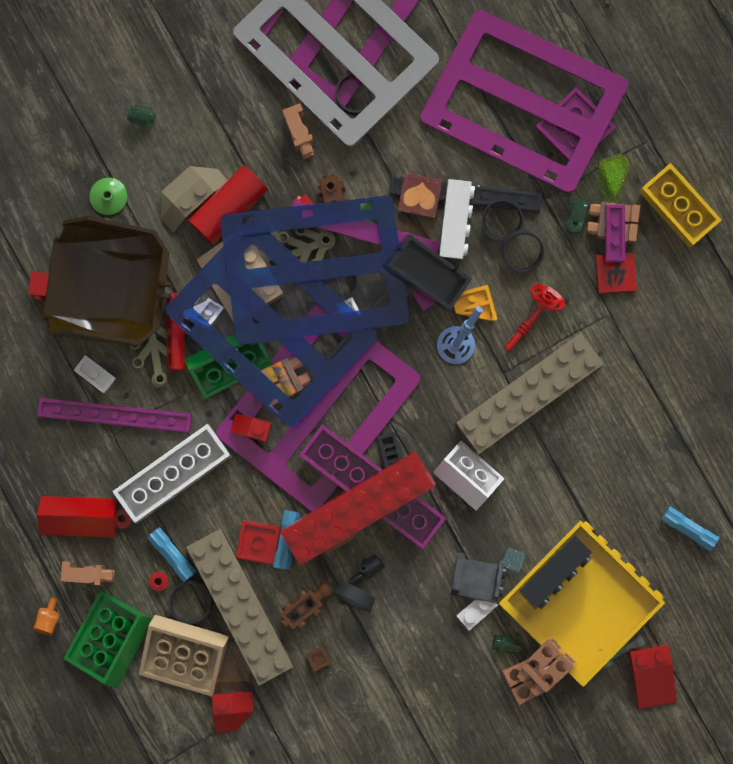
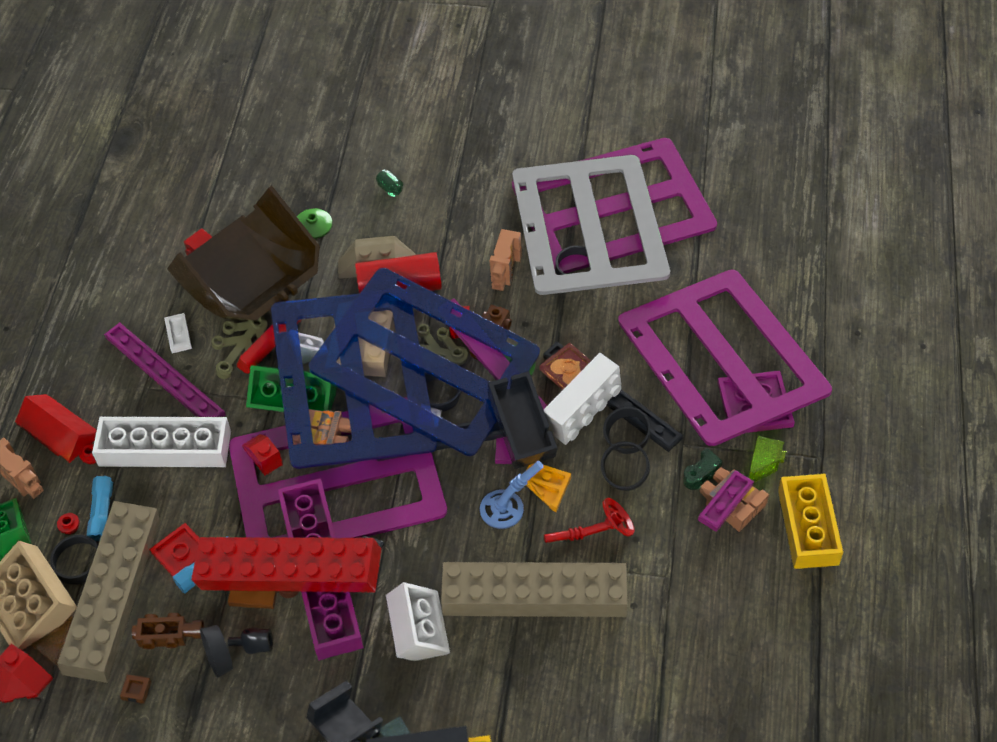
camera: 35 degrees right, 30 degrees down
(616, 276) = (702, 545): red tile -> none

